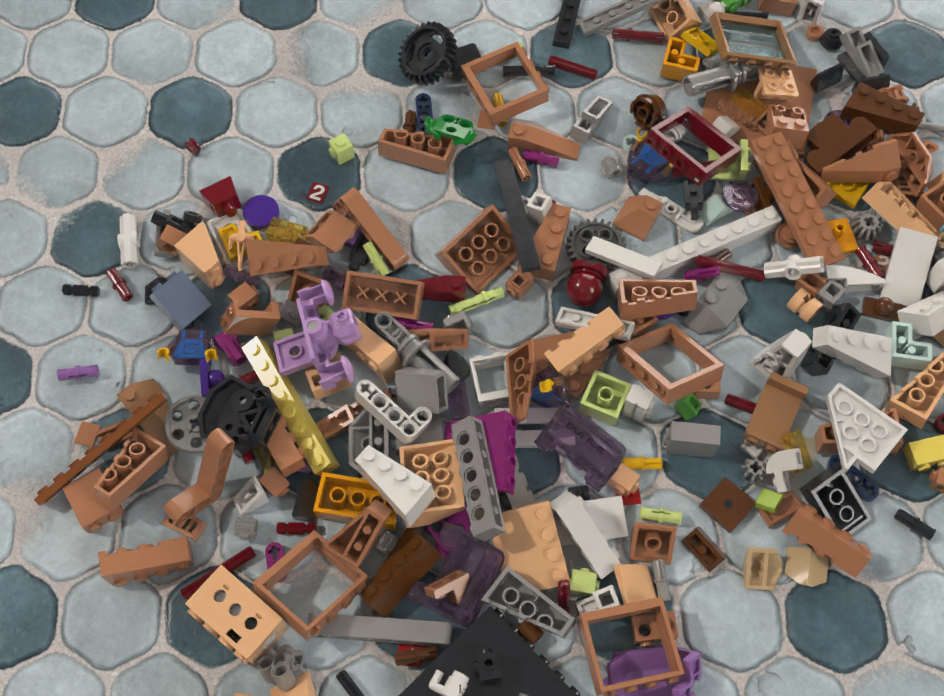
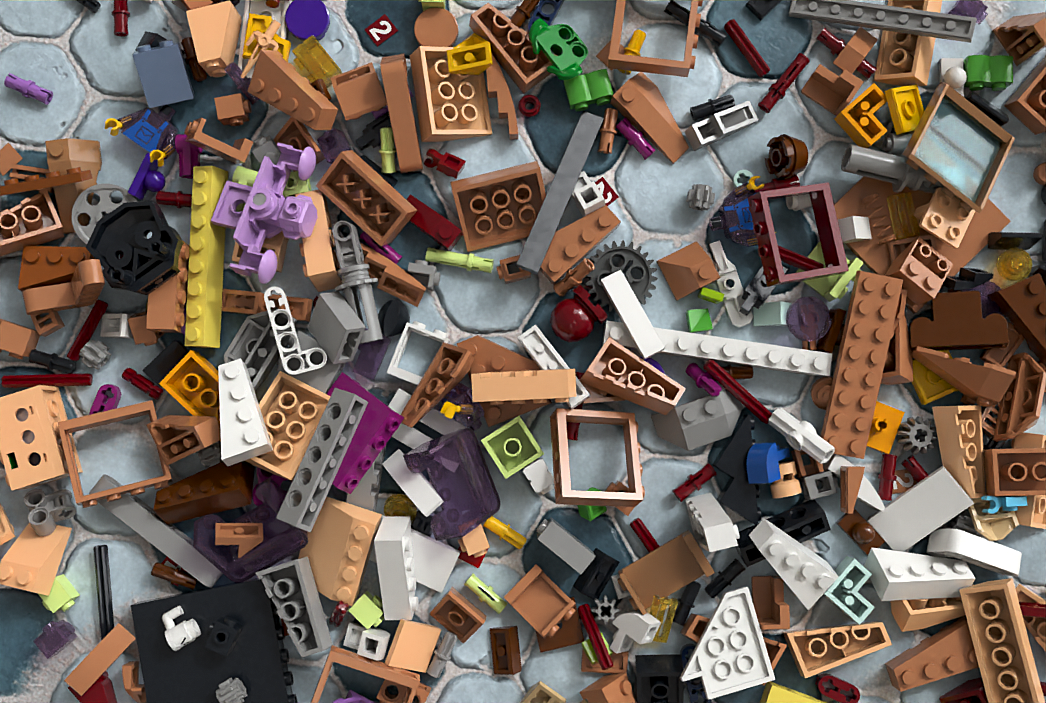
camera: 35 degrees right, 20 degrees up
(174, 478) = (49, 265): none -> dark orange wedge
(204, 289) = (197, 71): none -> reddish brown axle
(214, 555) = (52, 361): none -> black axle
(228, 515) = (88, 329): none -> dark red axle
(357, 169) = (436, 28): none -> nougat tile
(395, 168) = (470, 56): none -> yellow slope
(396, 201) = (446, 102): none -> light nougat slope
(425, 245) = (446, 163): none -> dark red plate
(427, 179) = (499, 89): none -> nougat slope
(454, 175) = (529, 99): none -> dark red plate
(487, 146) = (588, 90): none -> bright green brick
(551, 465) = (413, 484): none -> white slope
(552, 489) = (400, 506): none -> clear yellow plate
(564, 262) = (574, 277): none -> nougat pin
(576, 112) = (712, 107): none -> black axle
(611, 87) = (768, 101): none -> dark red pin
(643, 30) = (855, 50): none -> nougat slope
(646, 59) = (831, 90): none -> nougat panel
(664, 221) = (710, 295): none -> lime tile
(667, 241) = (698, 320): none -> bright green slope
(704, 493) = (540, 602): none -> nougat panel
(728, 453) = (596, 575): none -> black slope
(747, 346) = (694, 482): none -> dark red pin
(762, 491) = (595, 637): none -> dark red axle
(765, 313) = (732, 461): none -> black slope
(784, 298) = (763, 462): none -> blue brick
(806, 429) = (686, 602): none -> black axle
(818, 396) = (724, 578): none -> black axle
(820, 113) = (967, 279): none -> black slope
(839, 91) = (1014, 264): none -> clear yellow plate
(851, 277) = (849, 487): none -> nougat slope
(870, 390) = (769, 602): none -> nougat panel

